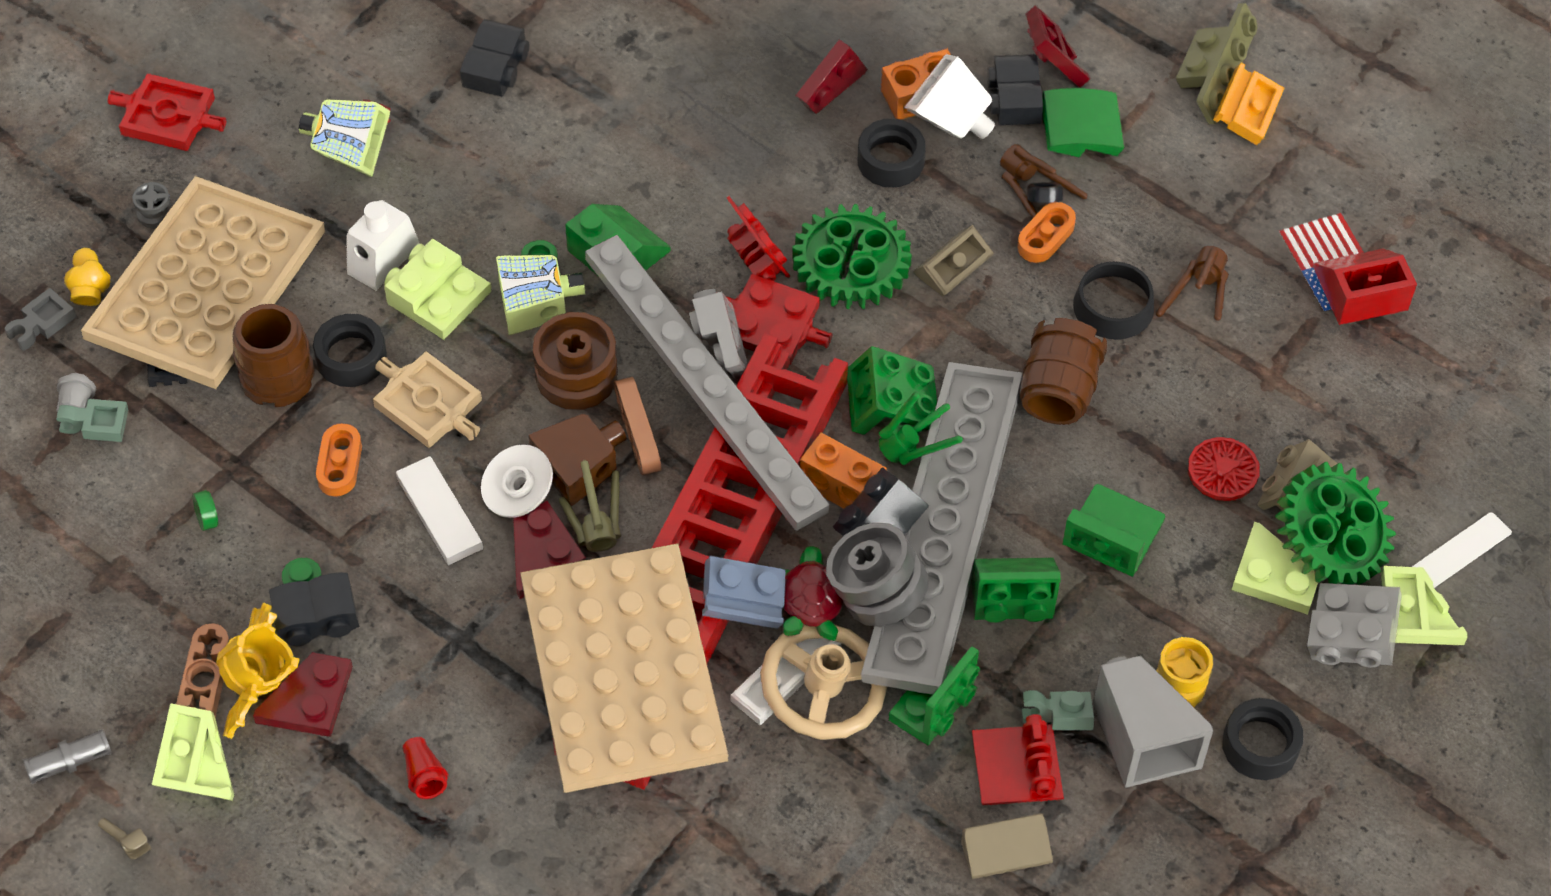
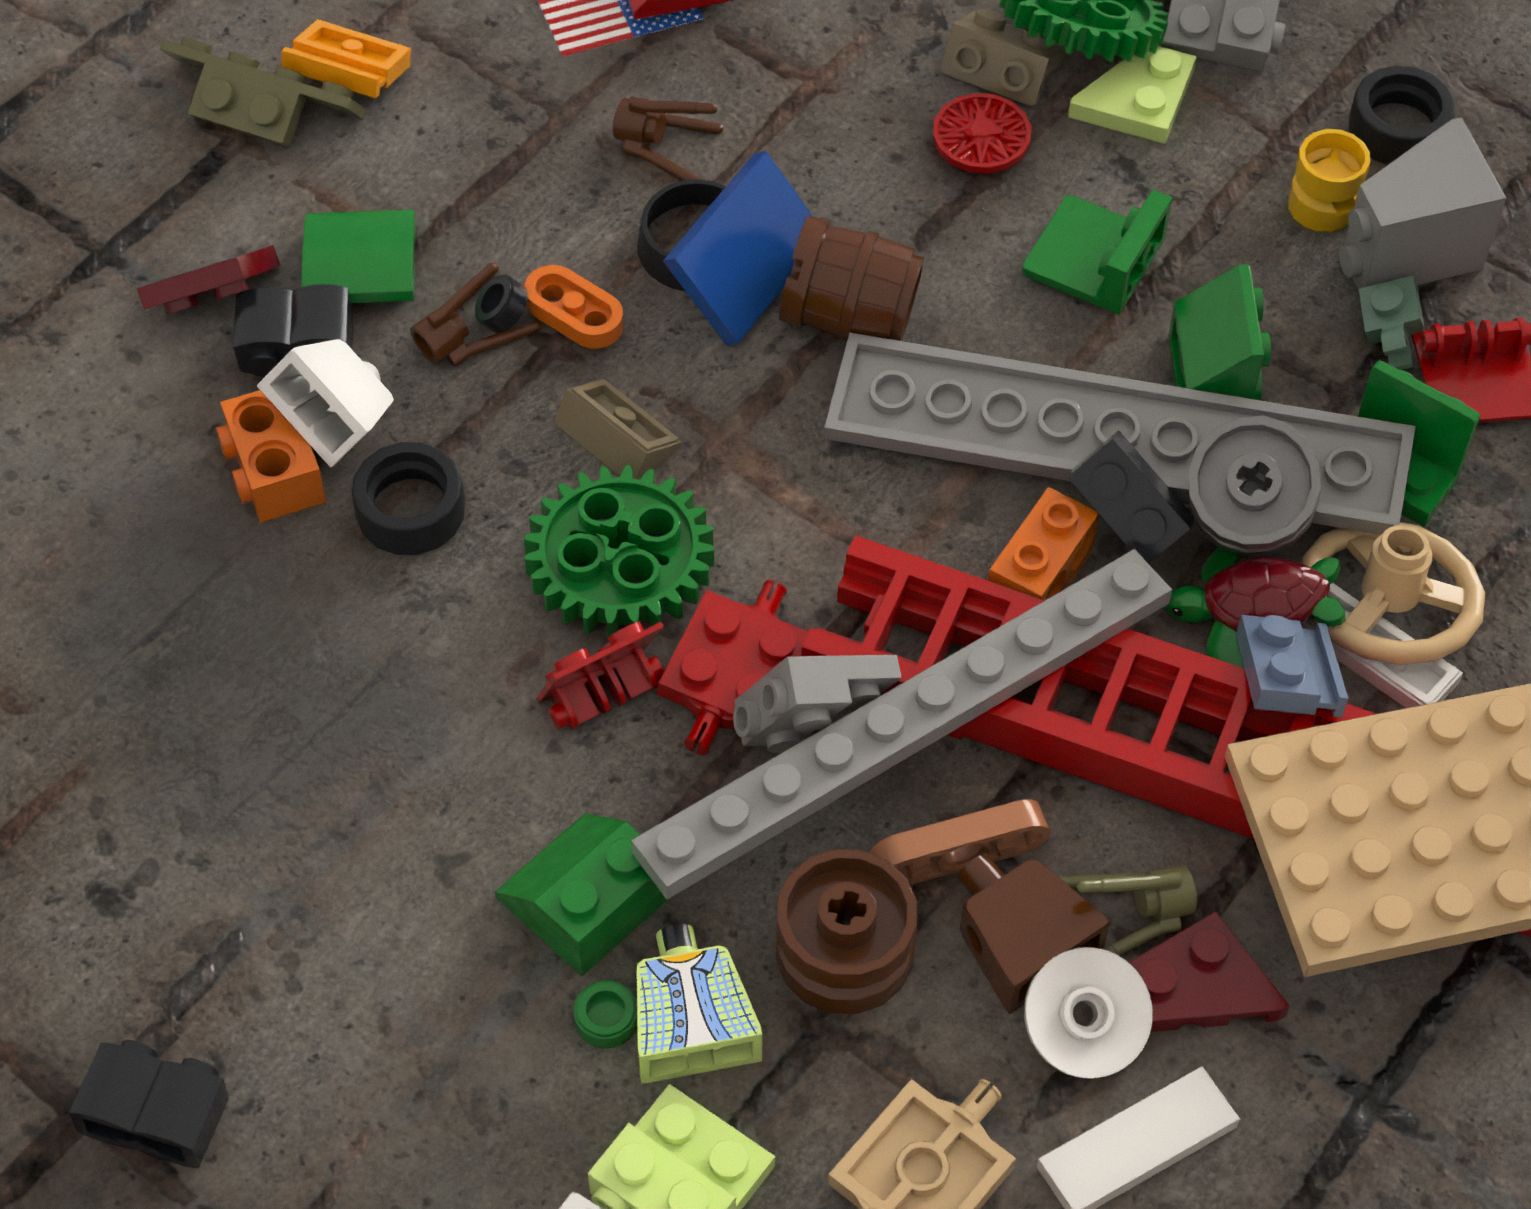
camera: 90 degrees left, 0 degrees up
(831, 77) = (263, 575): dark red wing -> none
(882, 384) = (881, 499): green bracket -> none
(900, 441) = (970, 484): green plant -> none
(1097, 302) = (741, 248): none -> blue tile

